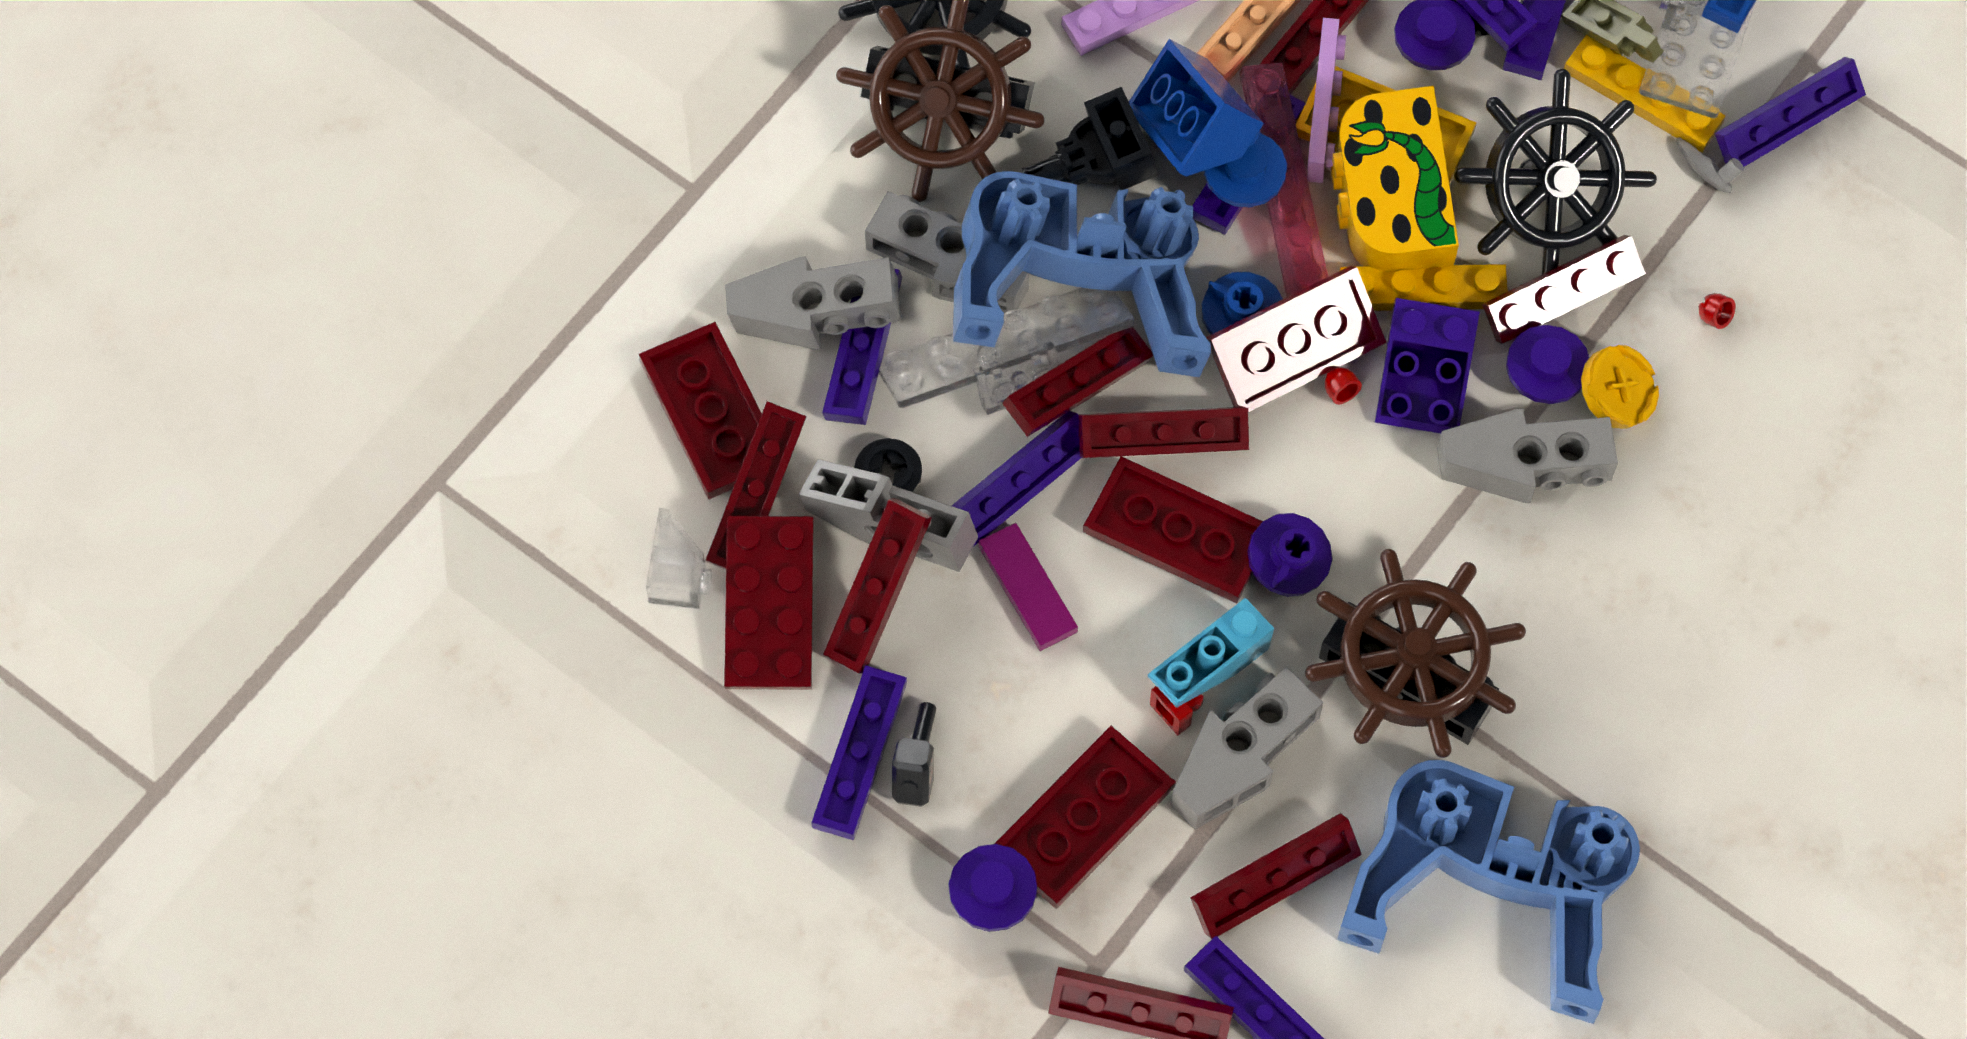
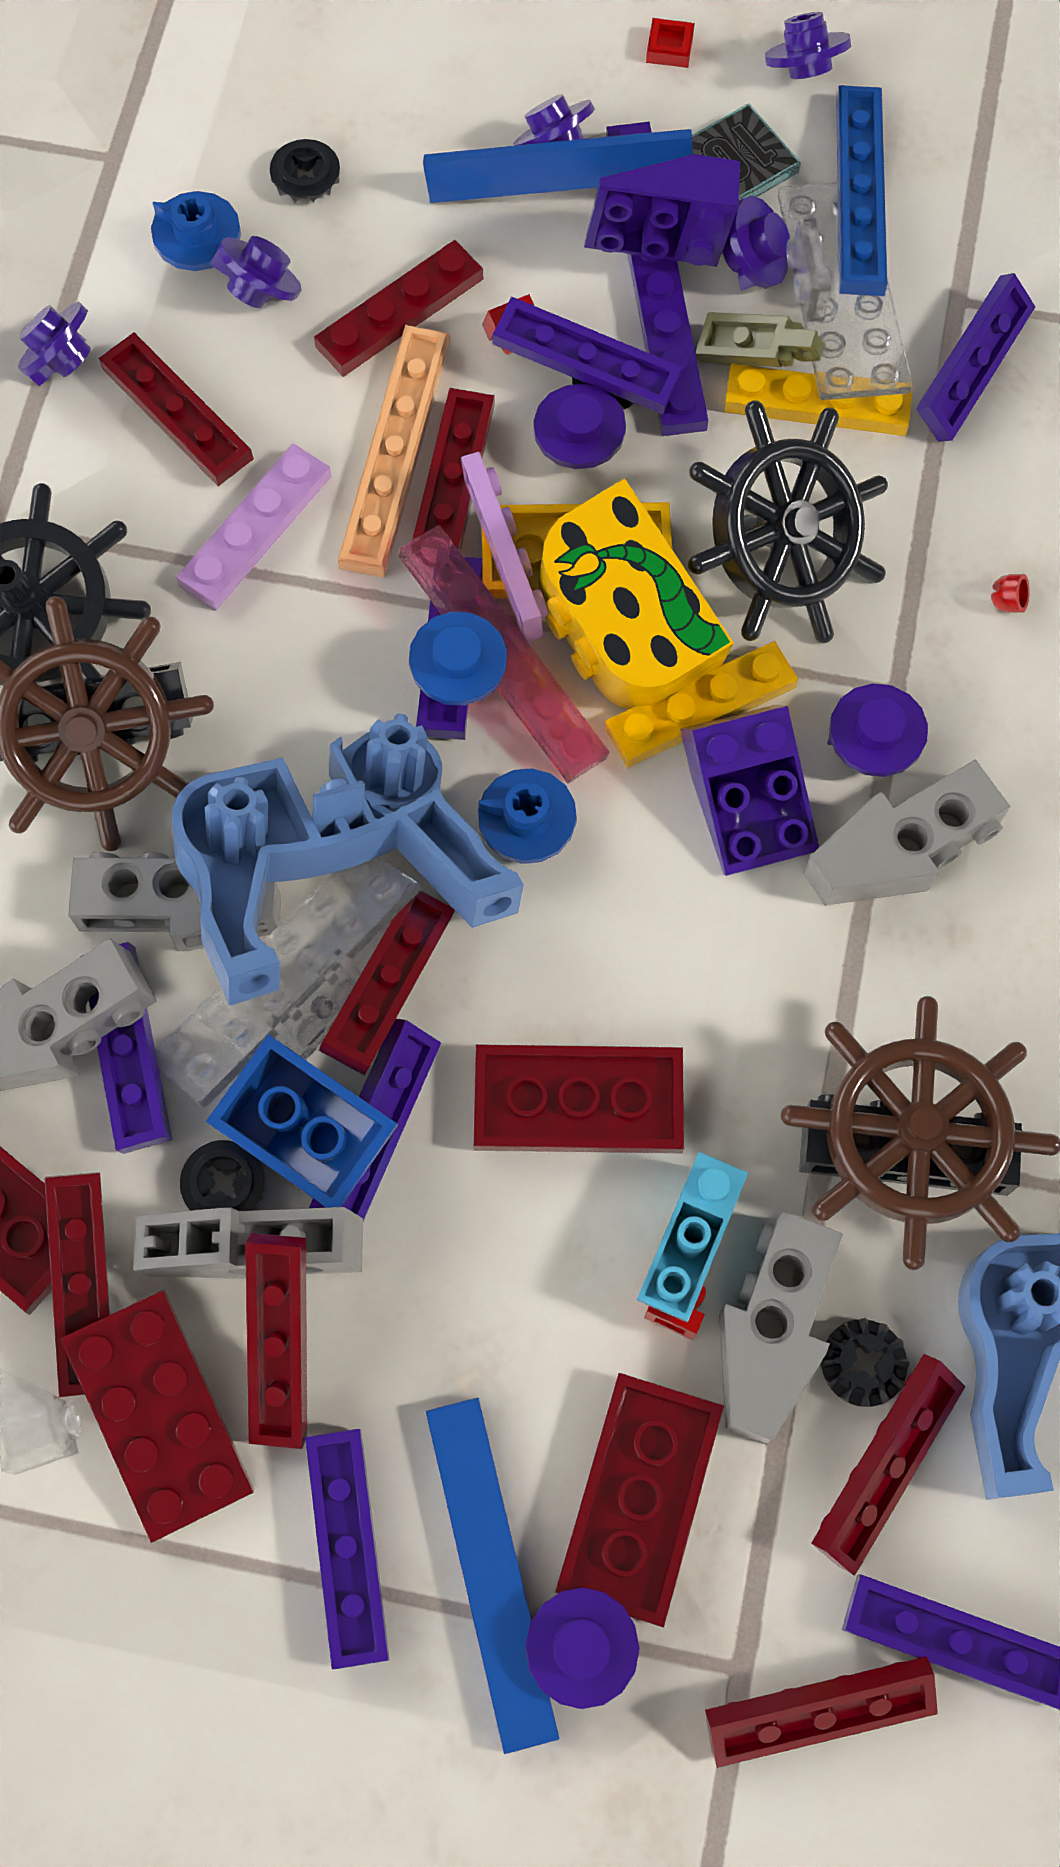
camera: 25 degrees left, 5 degrees up
(915, 761) = (418, 1536): black piece -> none
(952, 815) = (490, 1573): none -> blue tile
(965, 447) = (302, 1123): none -> blue slope
(1028, 586) = (444, 1245): magenta tile -> none
(1102, 147) = (287, 702): black brick -> none
(1163, 432) = (509, 995): dark red plate -> none
(1193, 112) = (373, 621): blue slope -> none
(1282, 818) = (859, 1387): none -> black gear
(1289, 554) = (715, 1072): dark purple piece -> none
(1296, 339) = (602, 824): plate -> none
(1342, 385) = (671, 850): red hinge -> none
(1563, 288) = (847, 641): plate -> none
(1619, 386) = (961, 720): yellow tile -> none
(1708, 169) = (924, 450): light grey bar -> none

